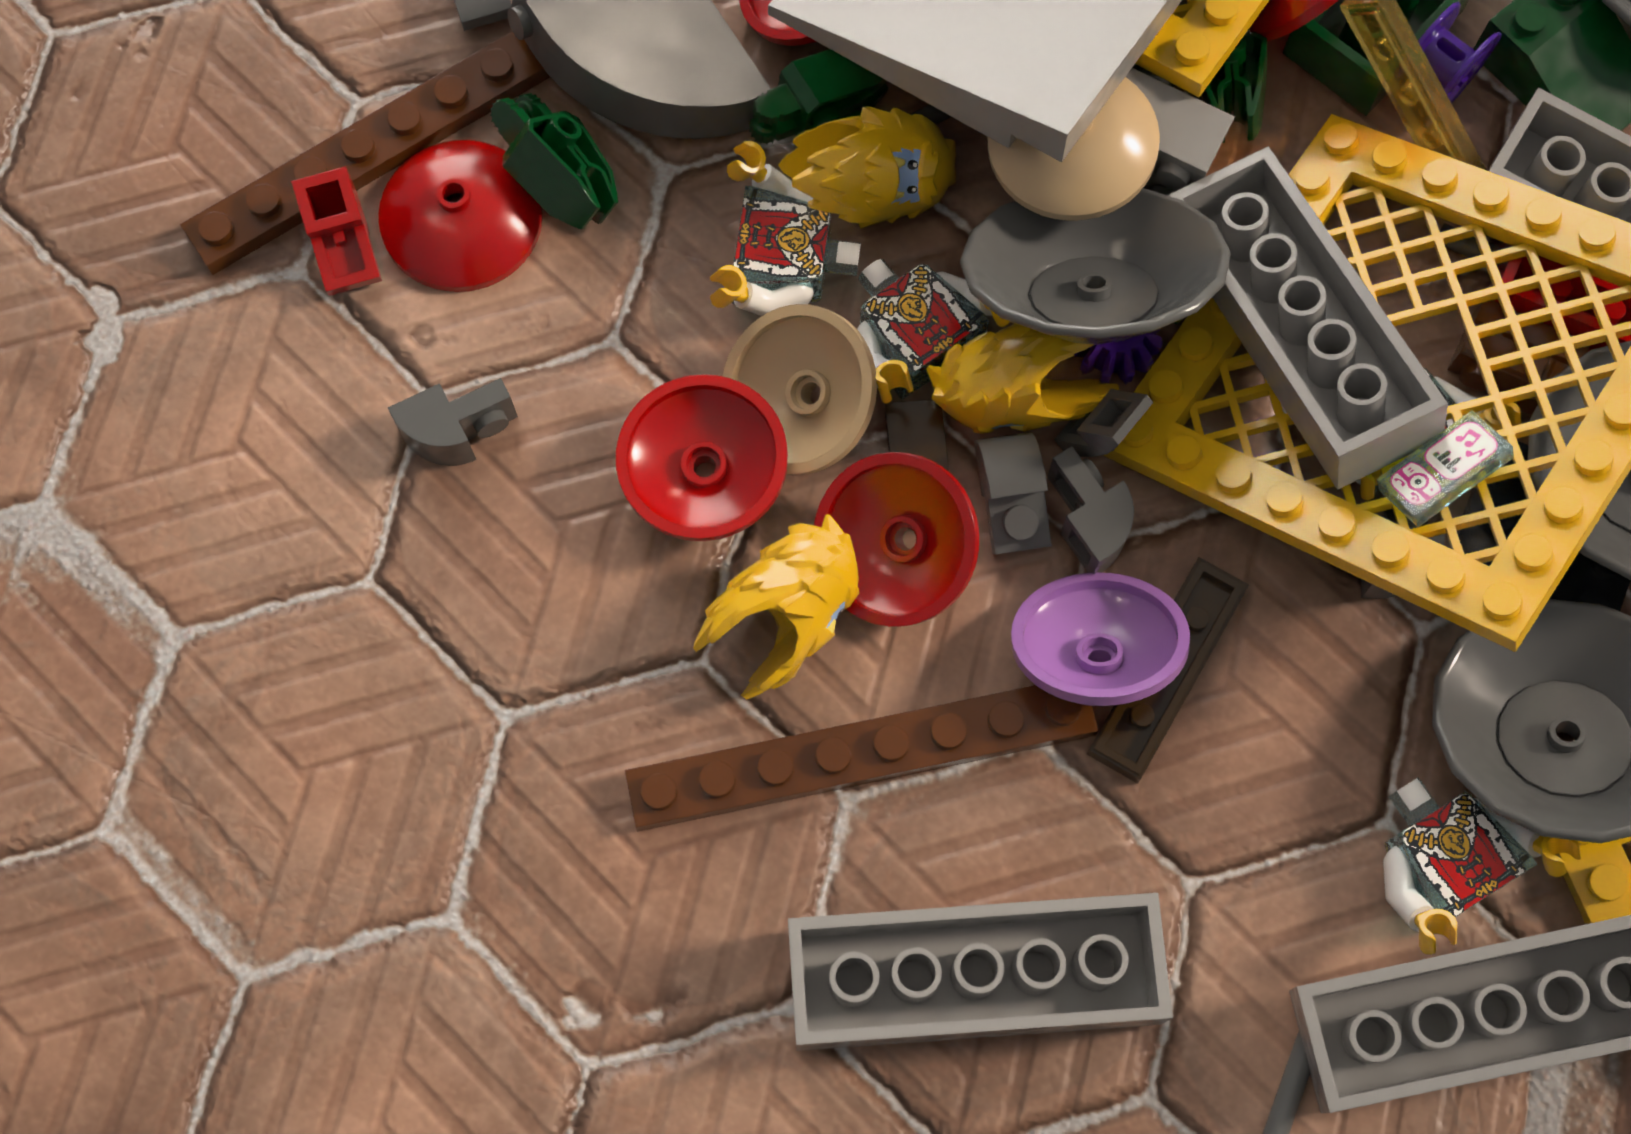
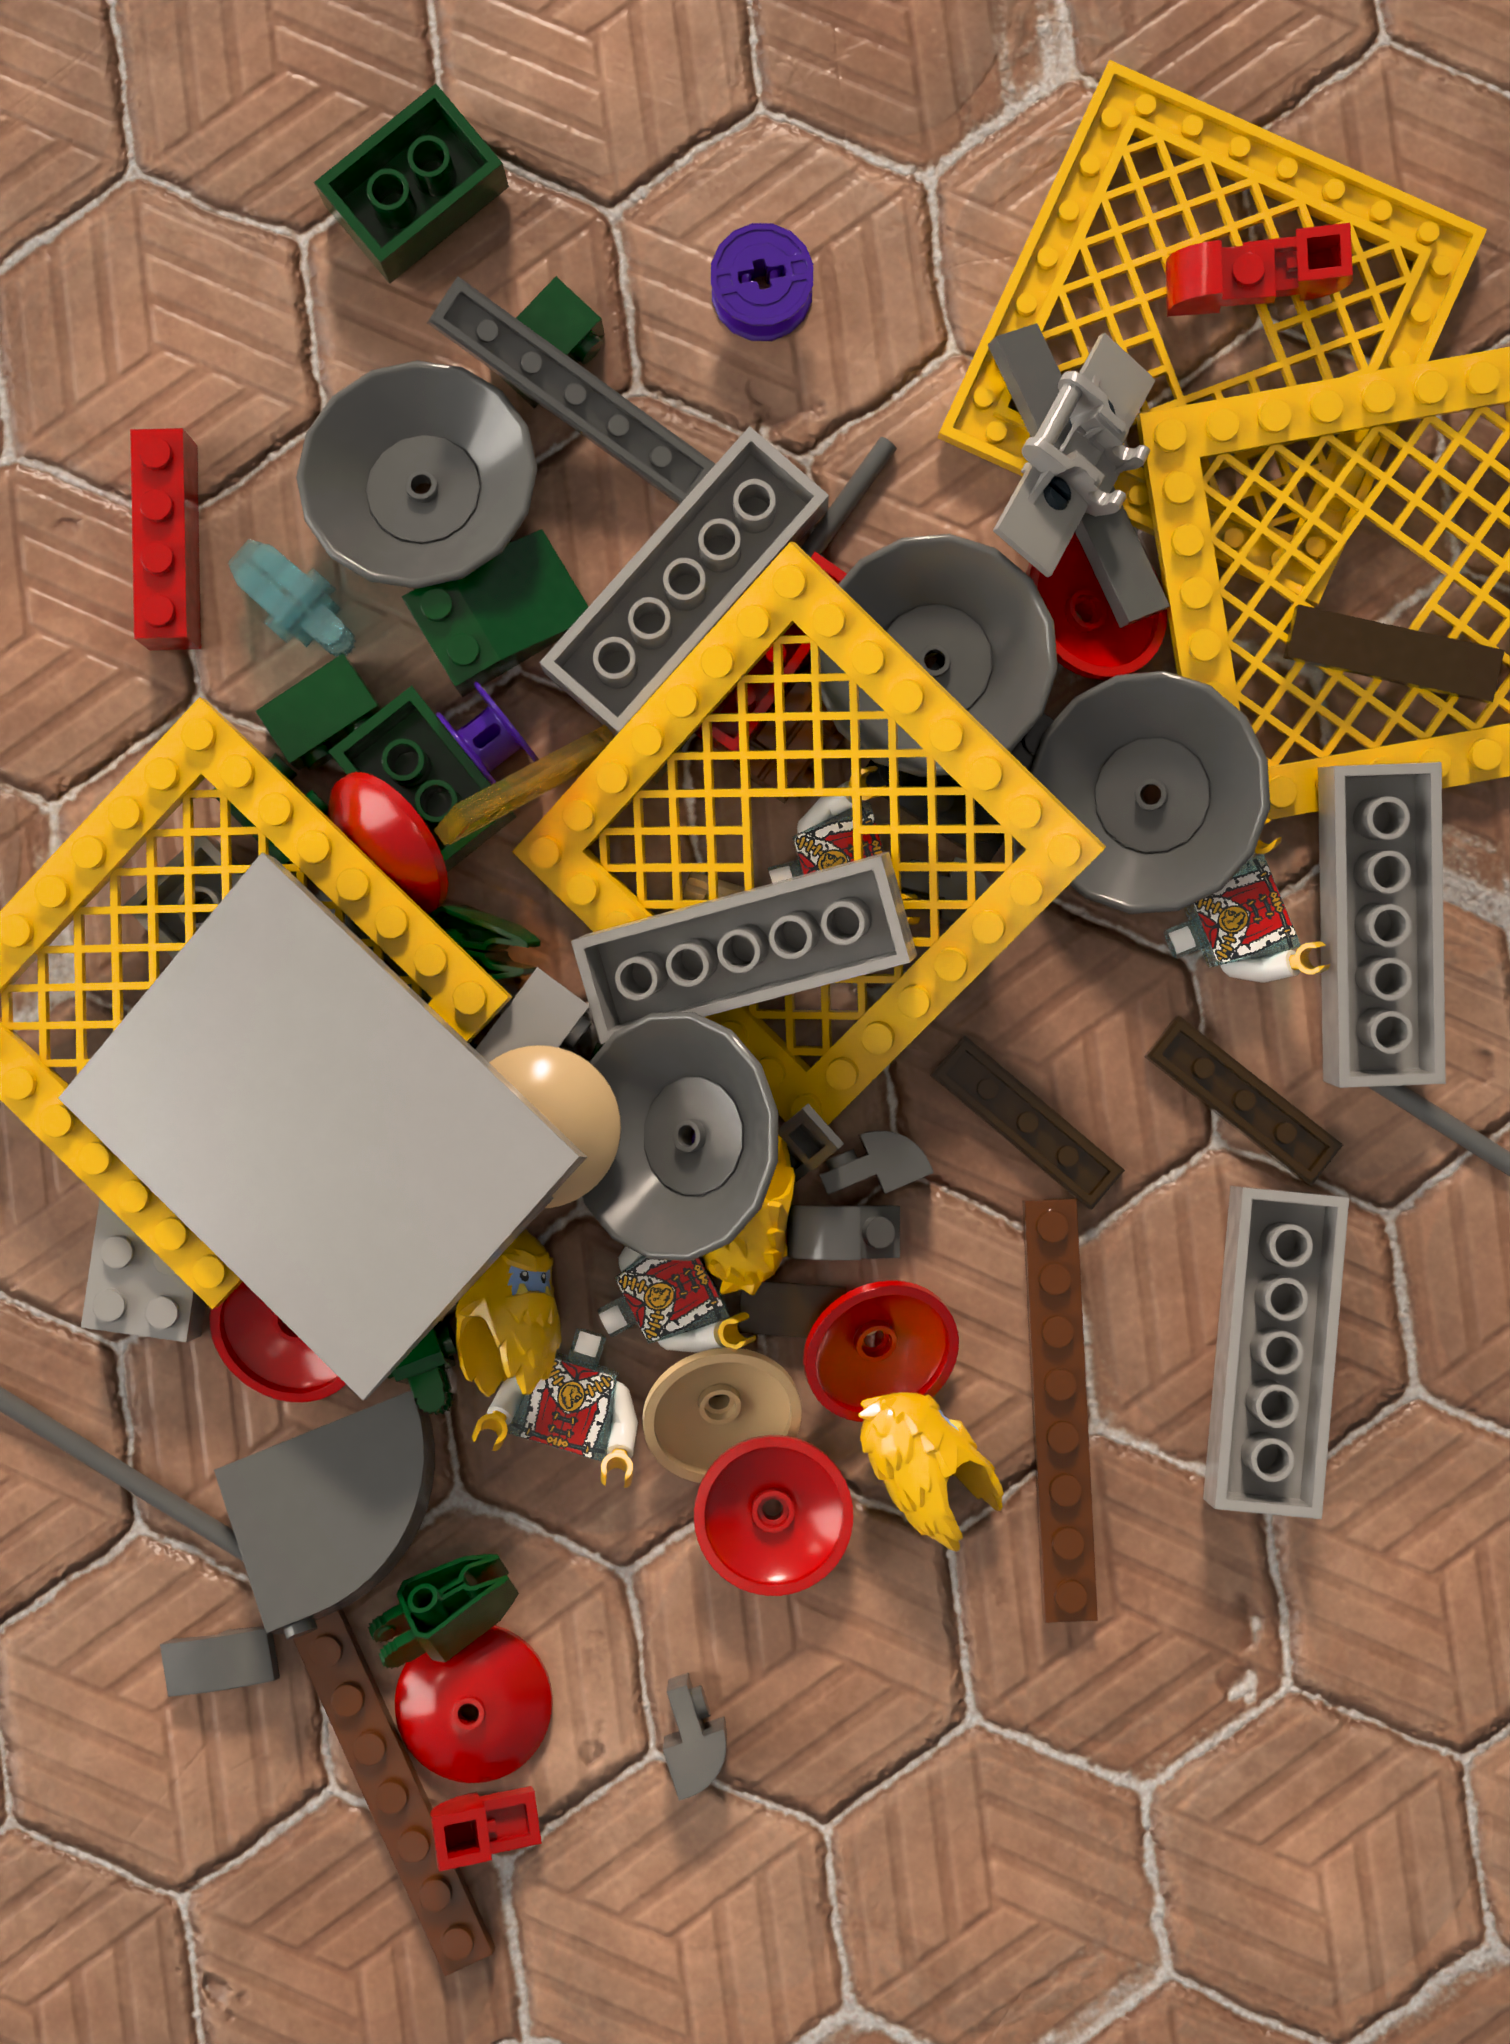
camera: 80 degrees left, 15 degrees up
(1100, 639) = (975, 1193): medium lavender dish -> none
(1245, 904) = (1243, 1100): none -> dark brown tile
(1445, 468) = (923, 861): tile -> none

